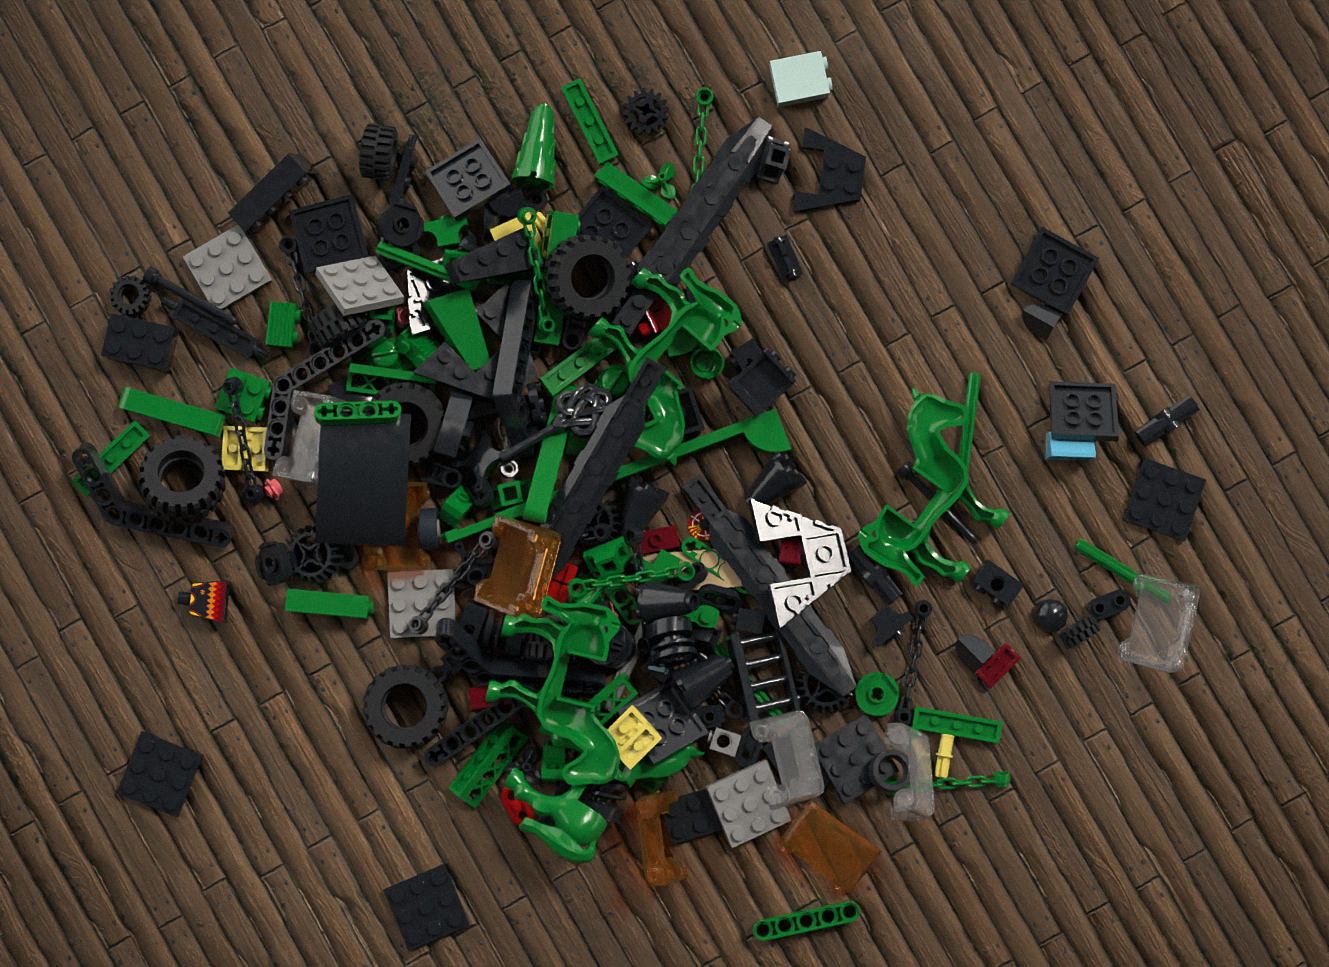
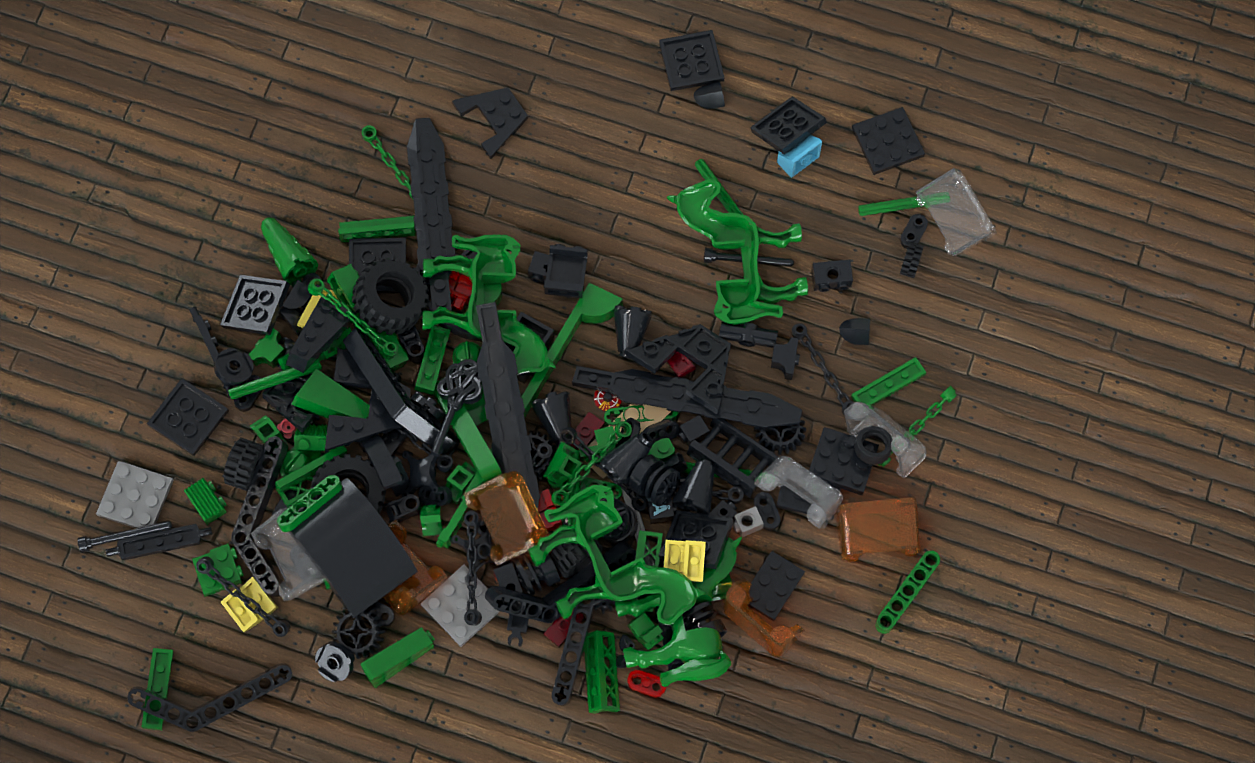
camera: 40 degrees left, 15 degrees down
(123, 284) = (71, 561): black tyre -> none
(140, 343) = (113, 593): black brick -> none
(172, 411) = (175, 621): green beam -> none
(178, 454) = (209, 639): black tyre -> none
(207, 600) = (309, 727): torso -> none
(272, 192) = (124, 420): black wedge -> none
(273, 489) = (292, 614): coral plate -> none
(282, 243) = (166, 442): black piece -> none
(359, 285) = (238, 426): light grey plate -> none
(375, 712) = (511, 653): black tyre -> none
(378, 152) = (177, 333): black tyre -> none
(428, 529) = (424, 549): black wheel -> none
(589, 121) = (305, 207): green plate -> none
(654, 114) = (344, 165): black gear -> none
(665, 173) = (385, 200): green plant -> none
(706, 363) = (518, 292): green hair -> none
(744, 805) = (800, 548): light grey plate -> none
(773, 160) = (450, 135): black brick -> none
(784, 258) = (510, 189): black hinge -> none
(800, 78) = (422, 74): light aqua brick -> none
(889, 695) = (828, 403): green plate -> none
(944, 755) = (898, 410): light yellow axle -> none
(997, 665) = (879, 326): dark red plate -> none
(1049, 615) = (883, 268): black hair -> none
(1166, 420) = (845, 91): black piece -> none

